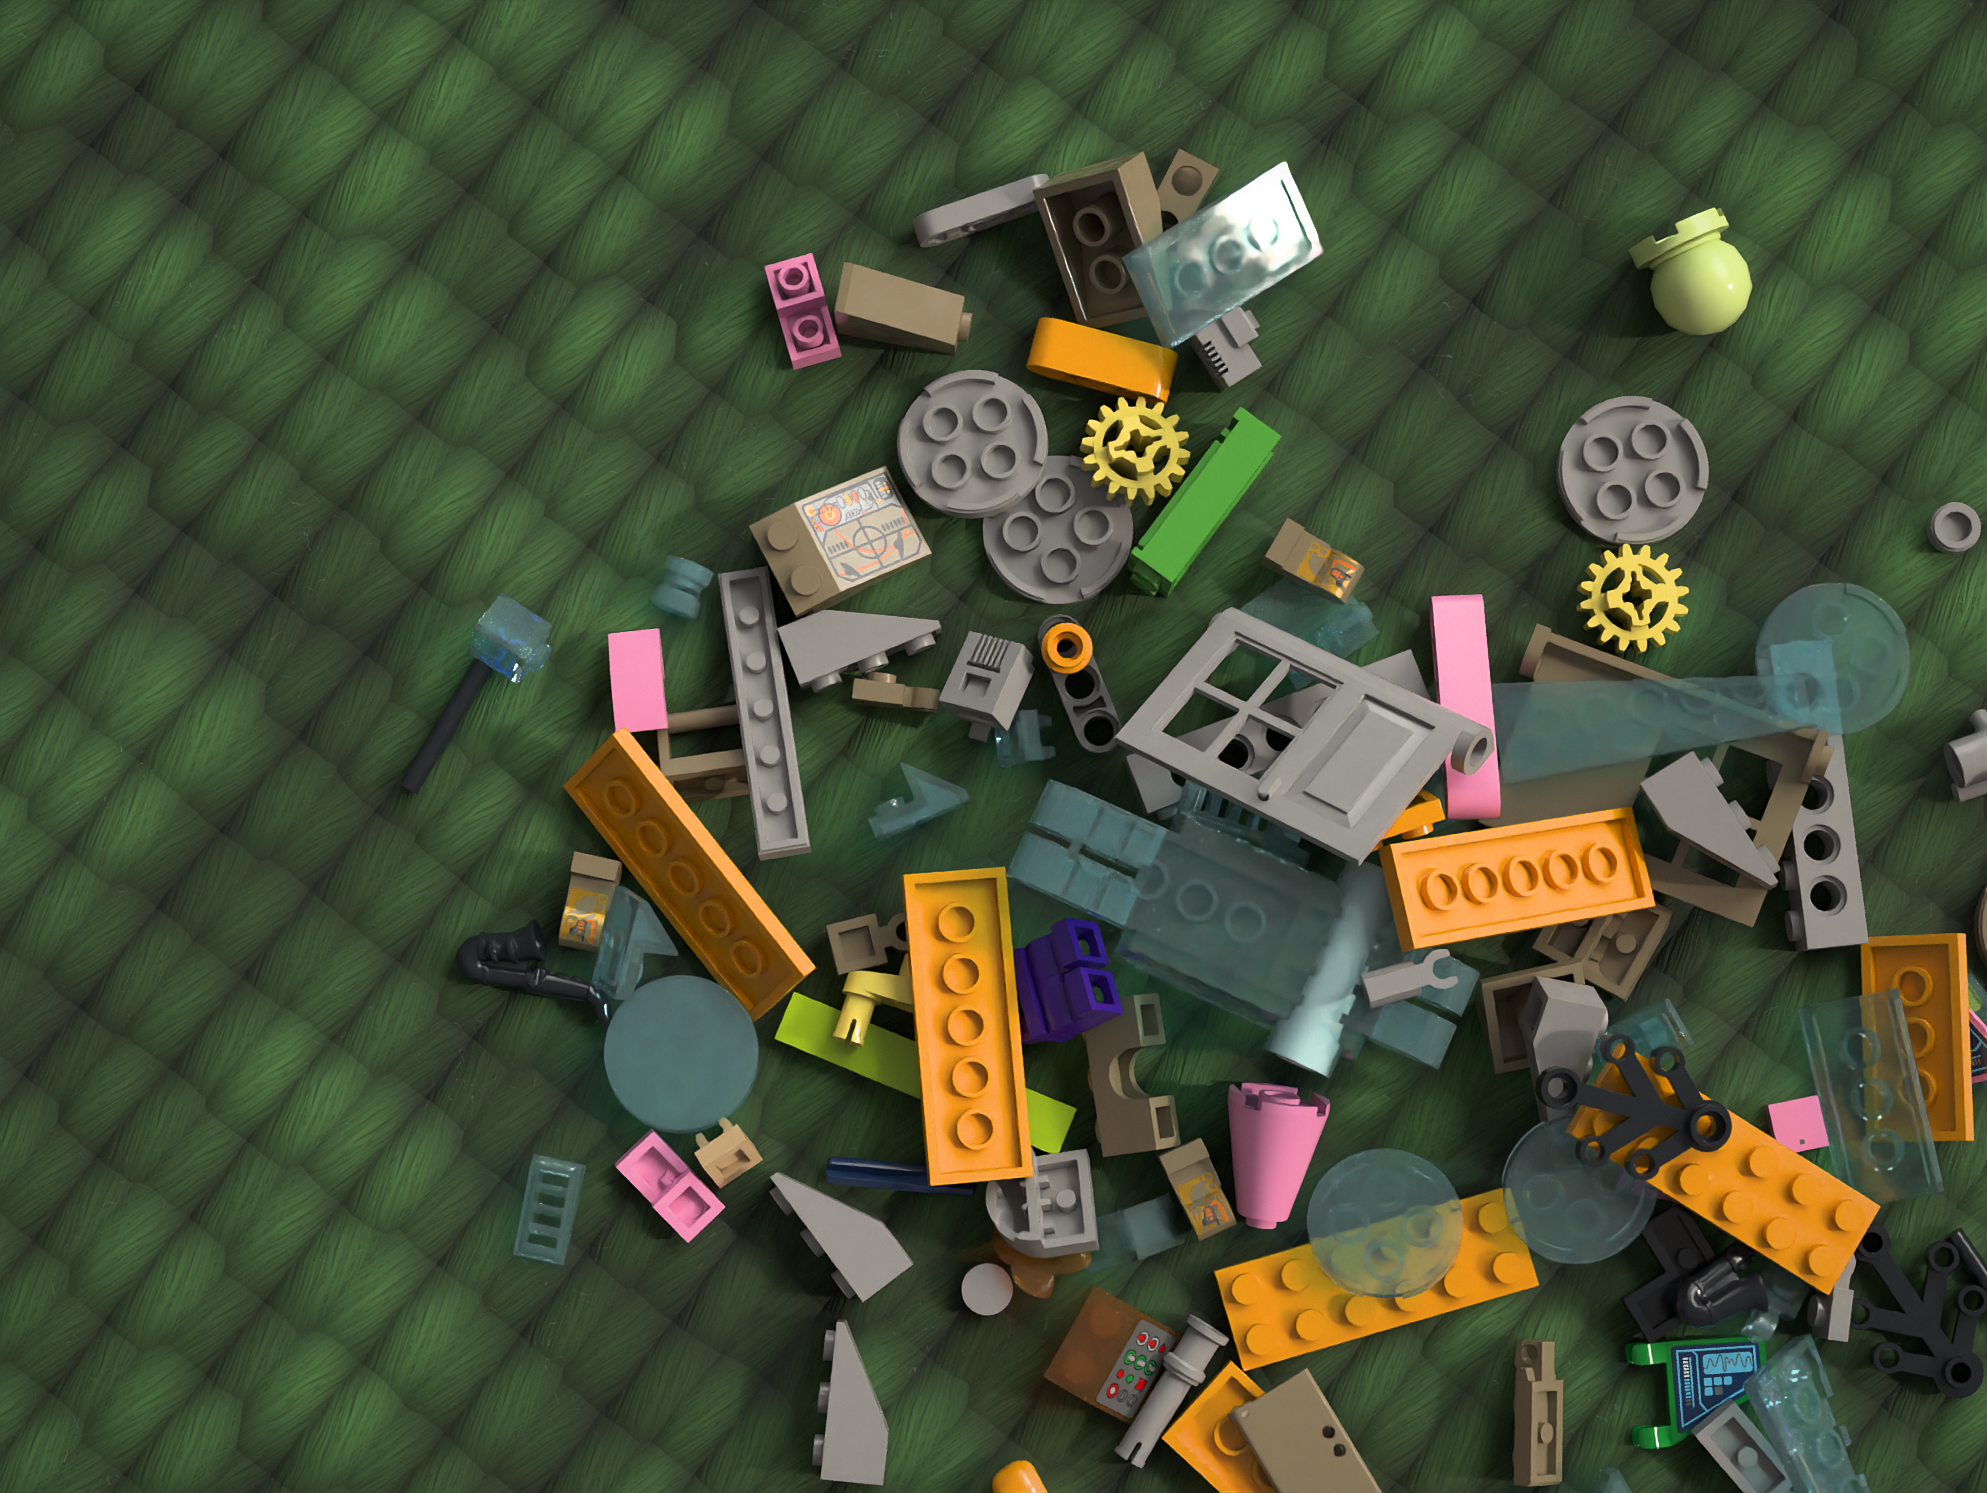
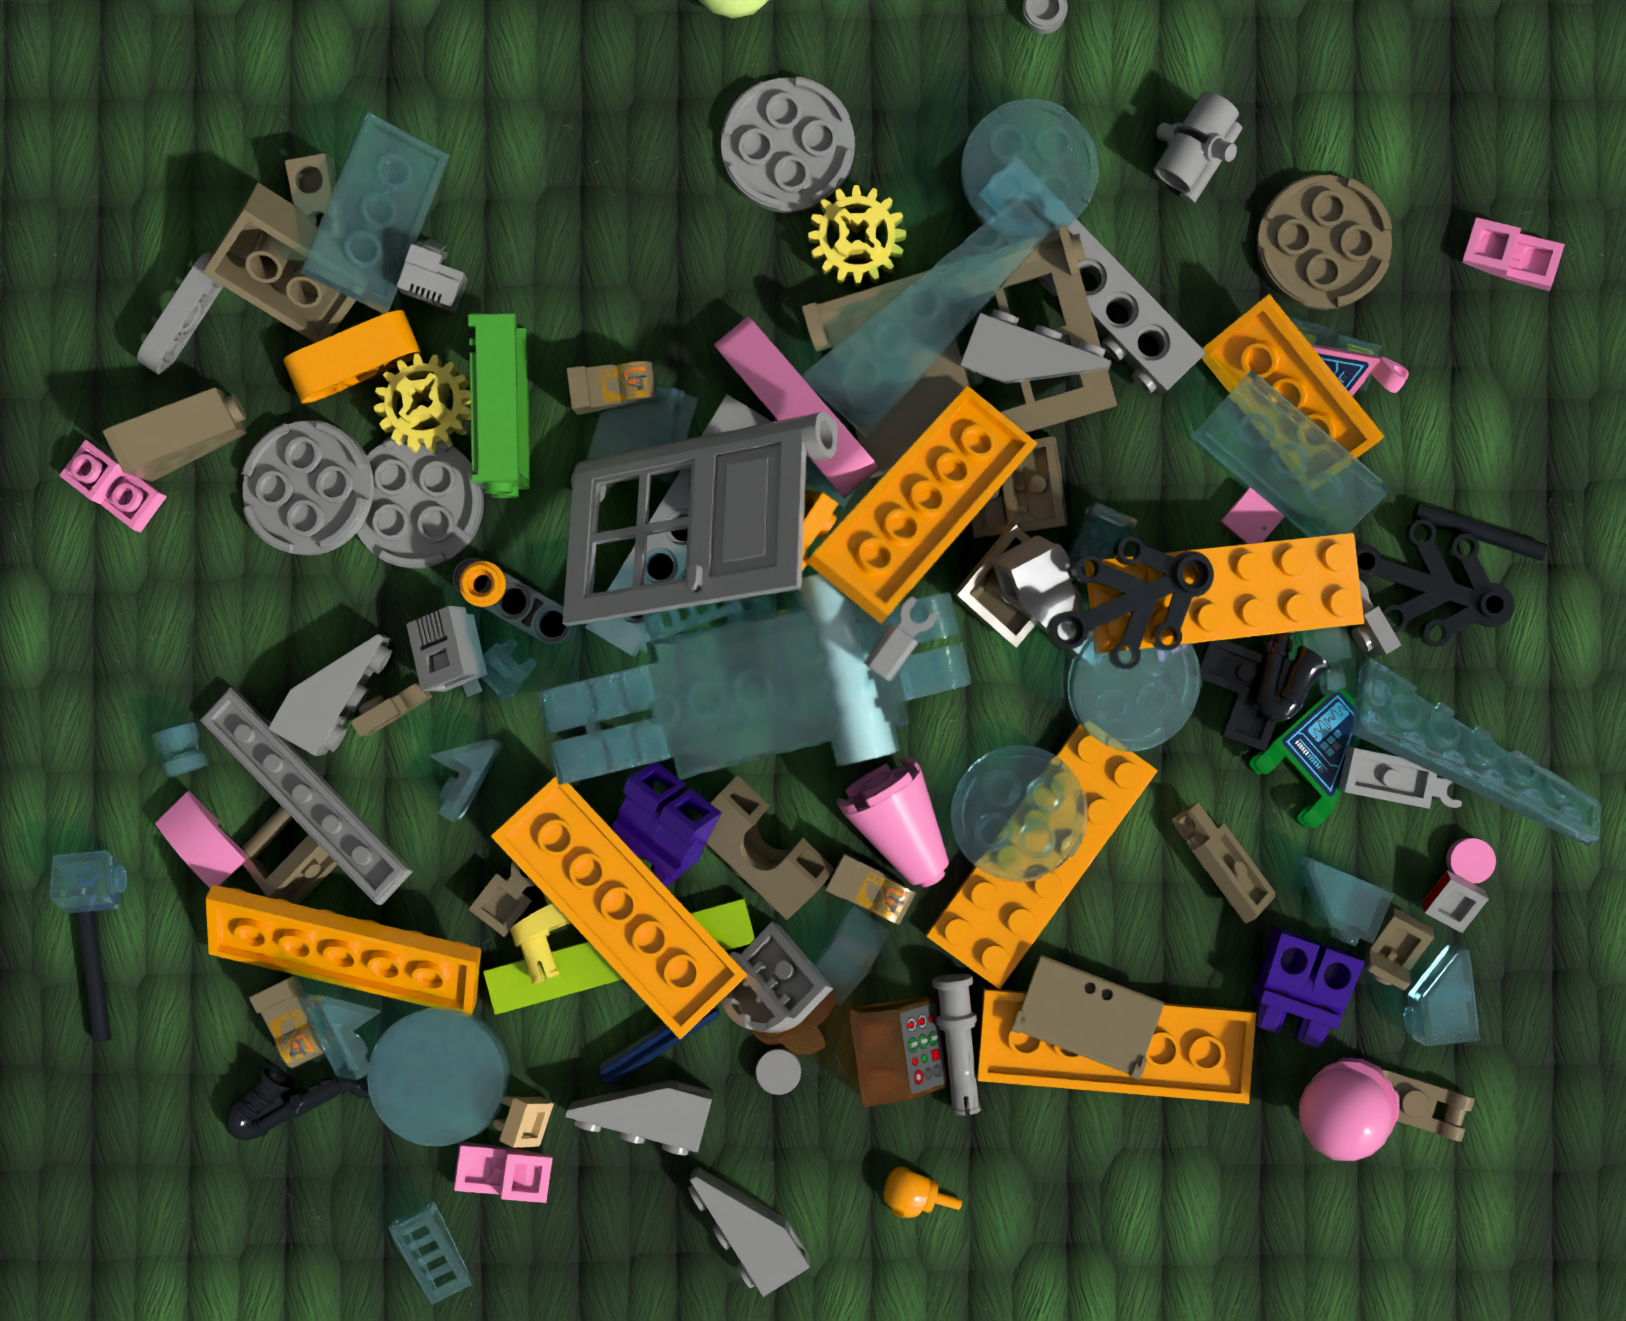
camera: 35 degrees left, 5 degrees up
(839, 542) = (266, 631): dark tan slope -> none

